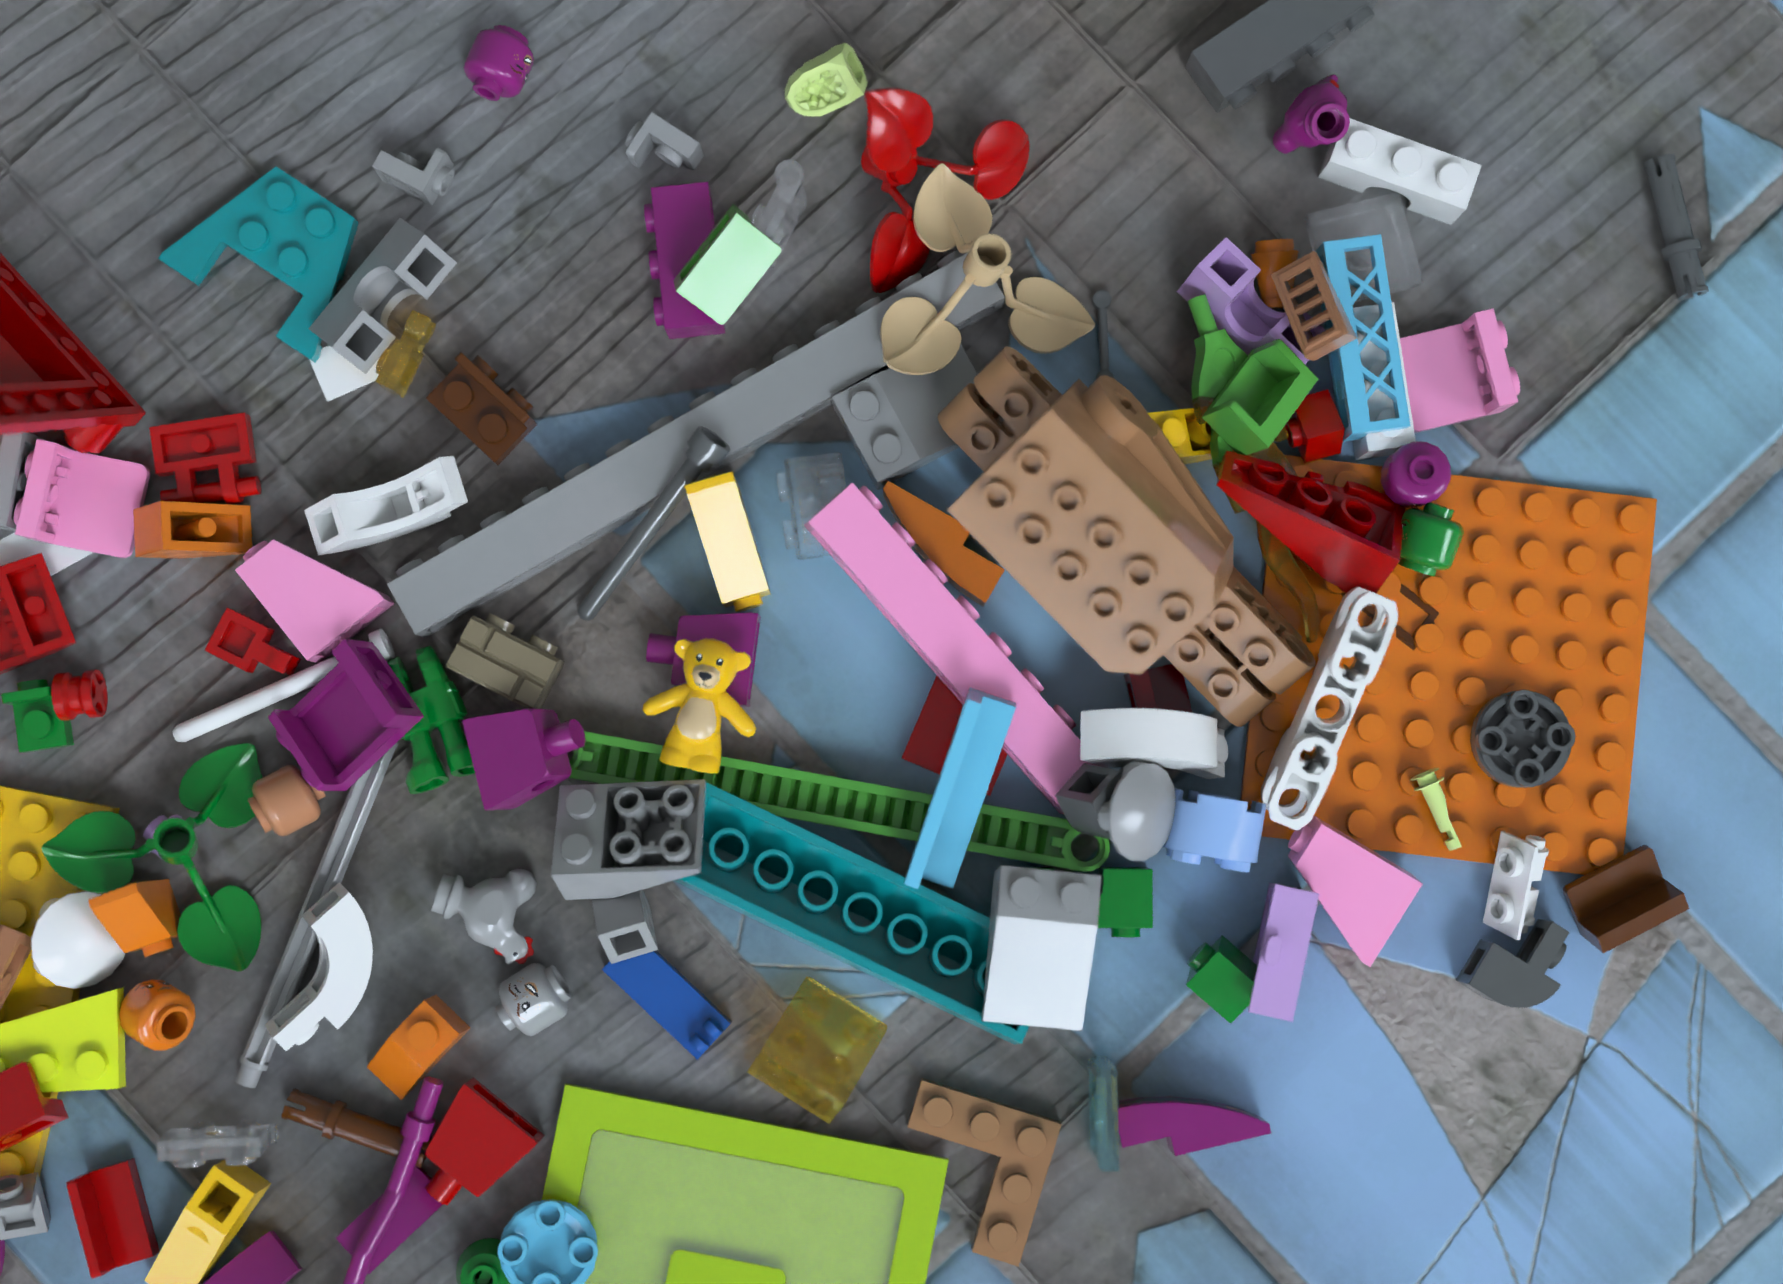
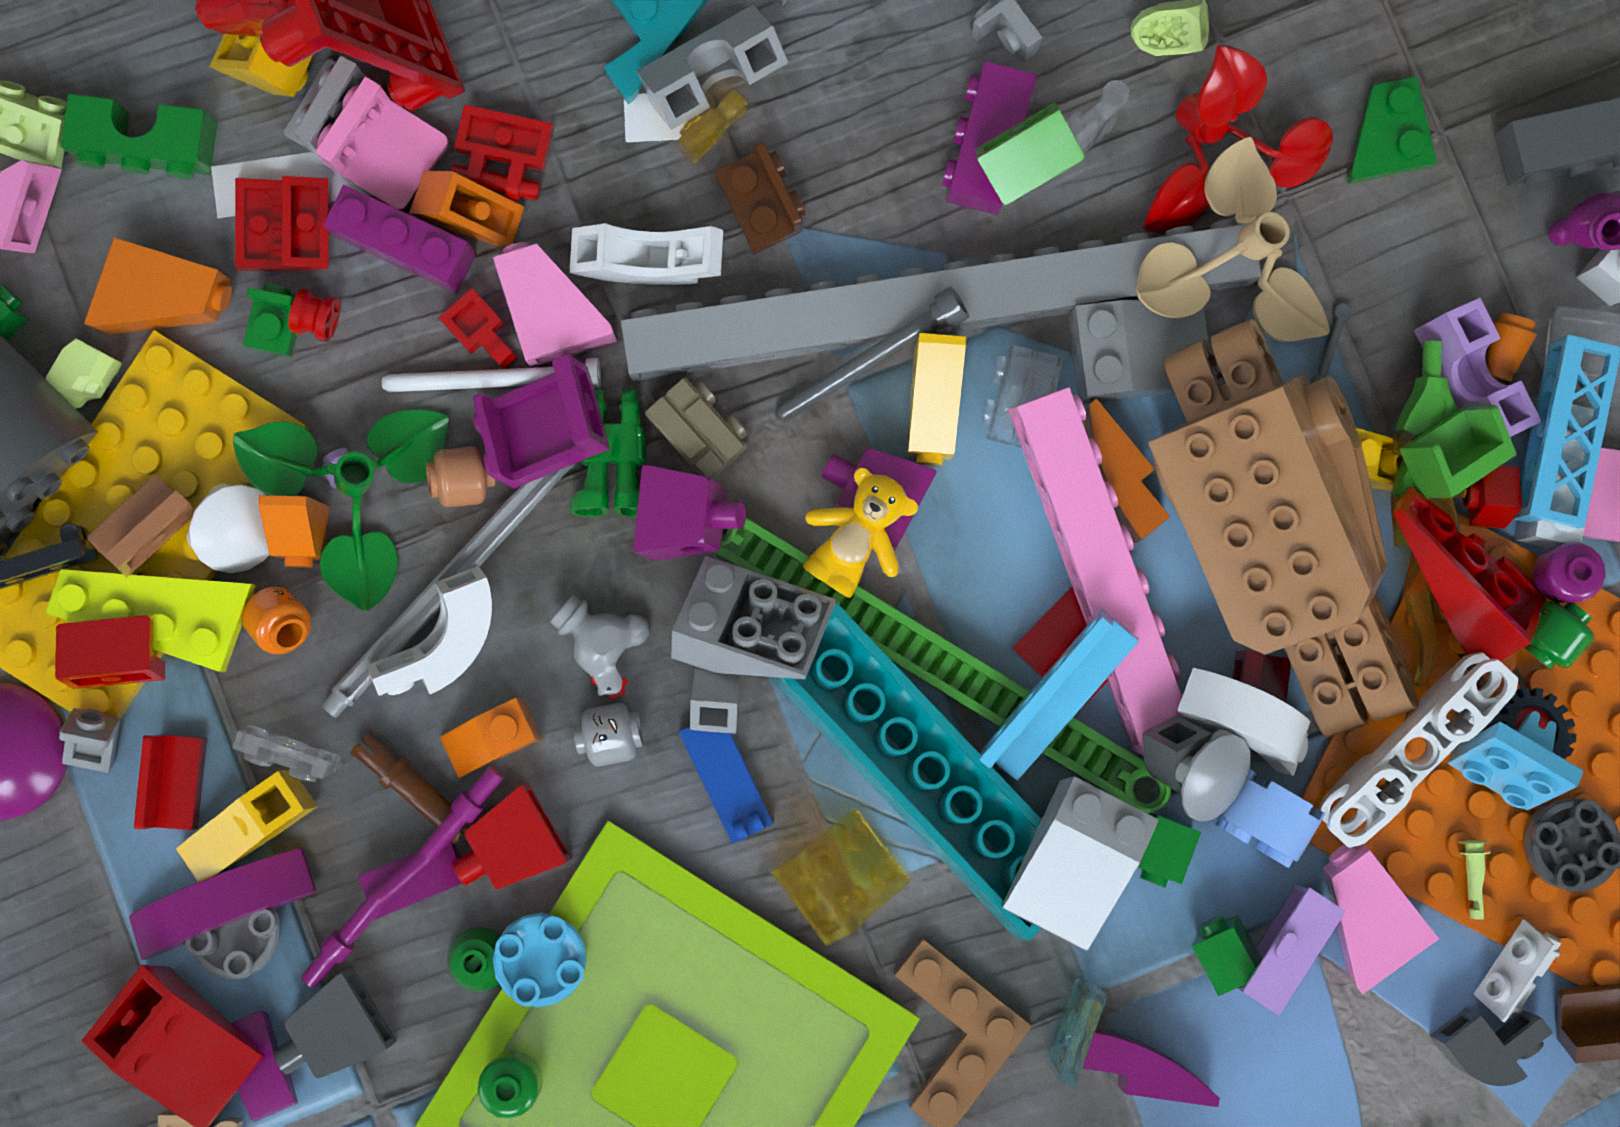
camera: 20 degrees right, 0 degrees up
(136, 586) = (400, 239): none -> magenta brick
(1083, 104) = (1392, 133): none -> green wing
(1330, 339) = (1545, 422): nougat slope -> none
(1433, 666) = (1522, 751): none -> medium azure plate

